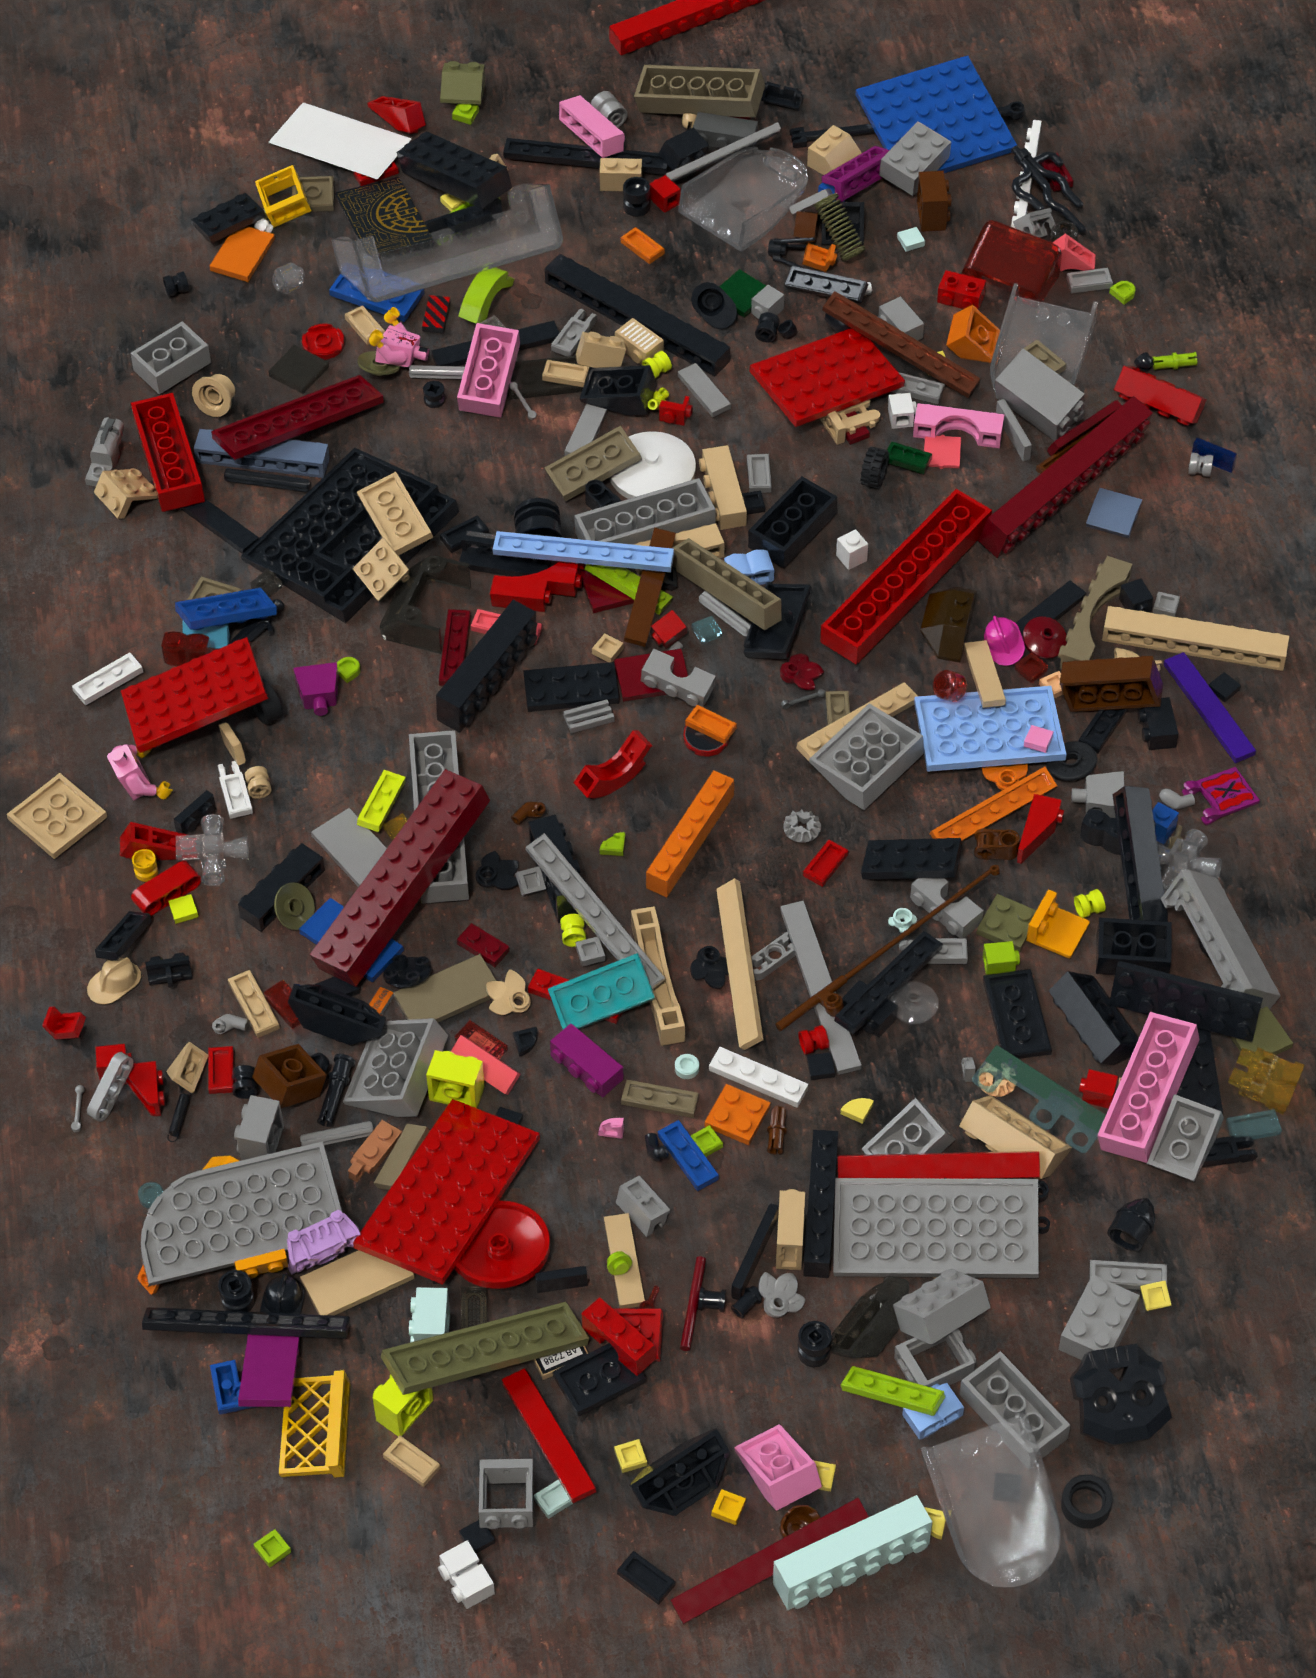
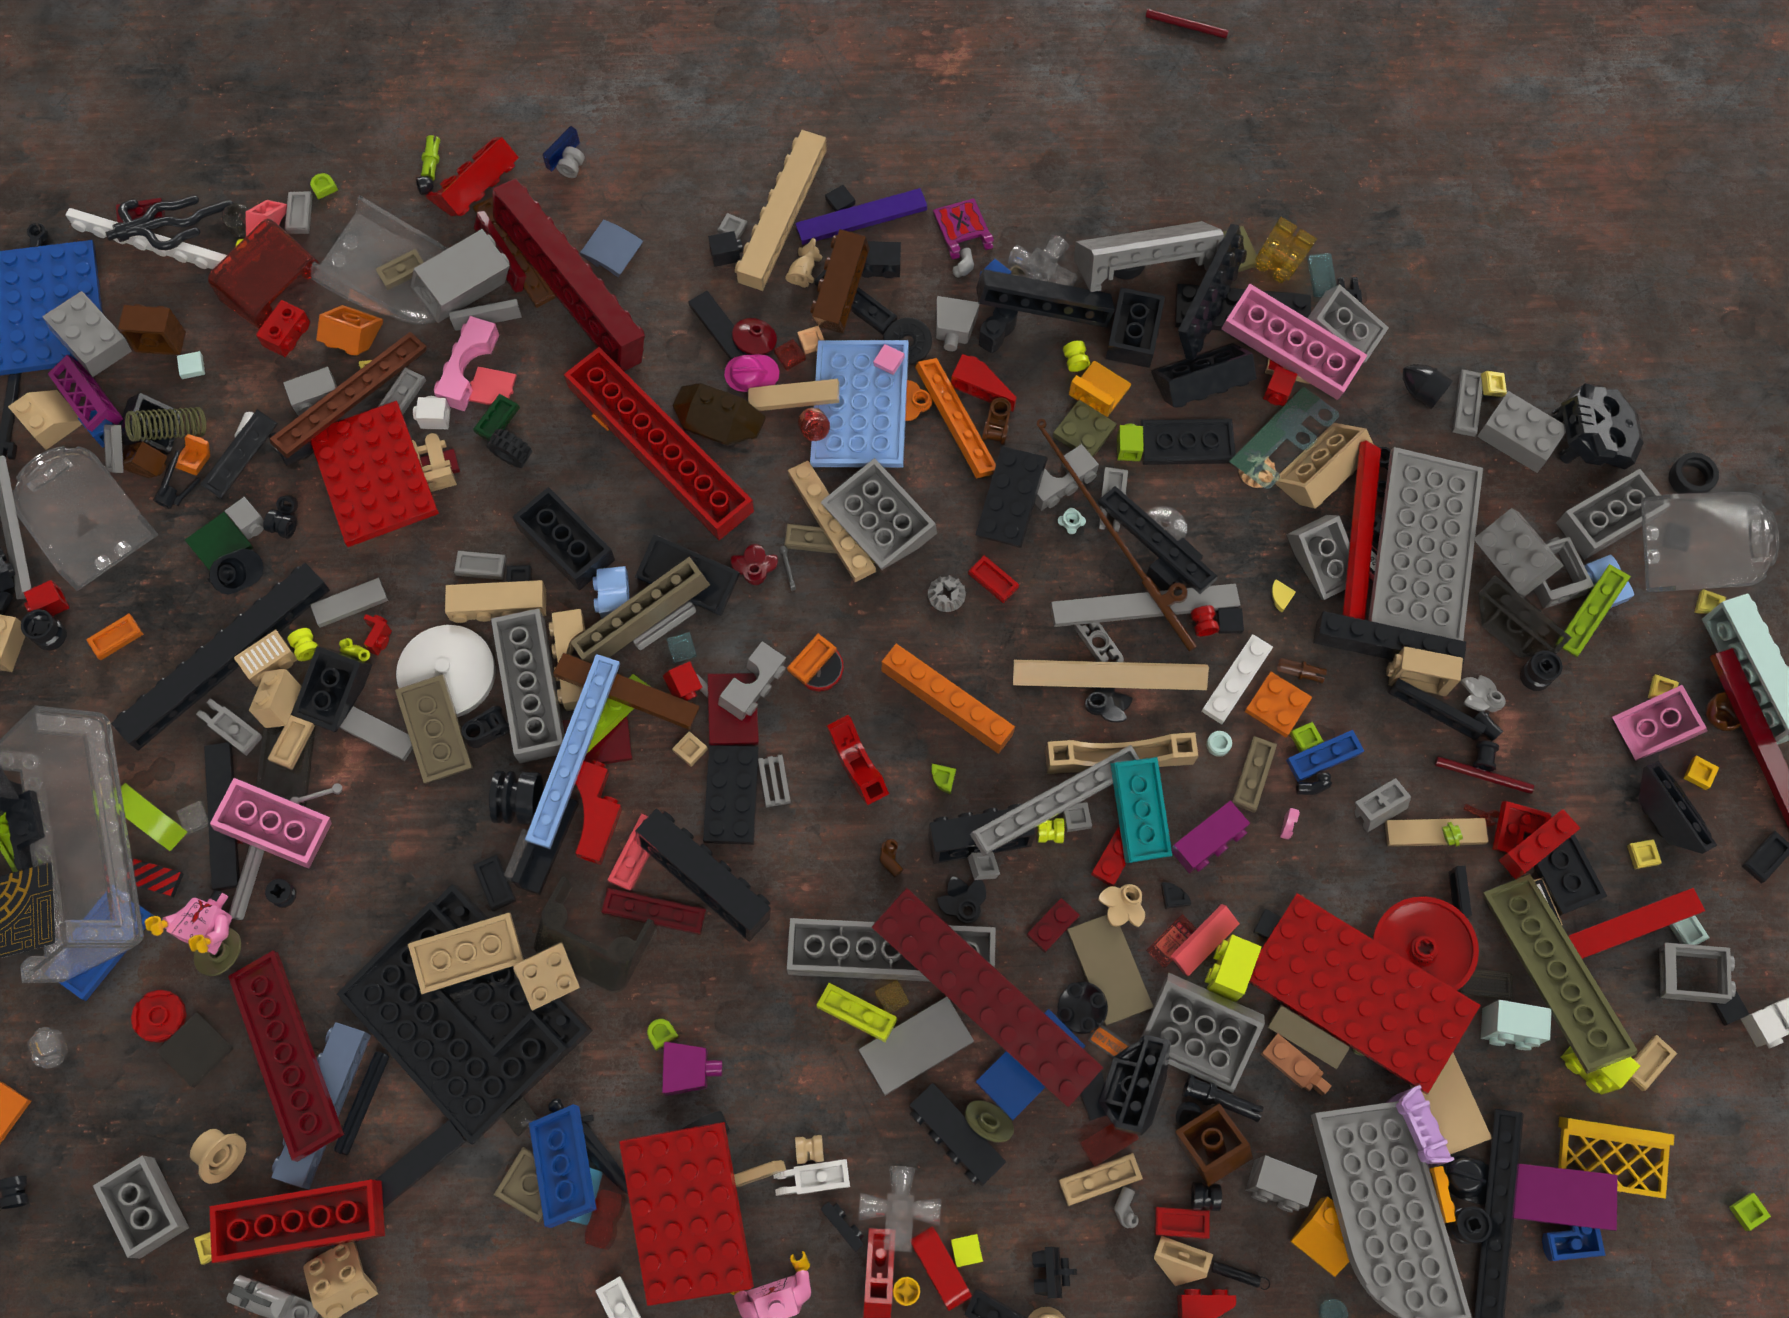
camera: 85 degrees left, 15 degrees up
(338, 1134) = (1274, 1102): light grey axle -> none
(362, 323) = (146, 963): tan tile -> none
(852, 549) = (610, 489): white brick -> none
(968, 1068) = (1245, 491): light grey tile -> none
(1034, 222) = (214, 241): light grey hinge -> none
(1102, 590) = (775, 307): dark tan arch -> none

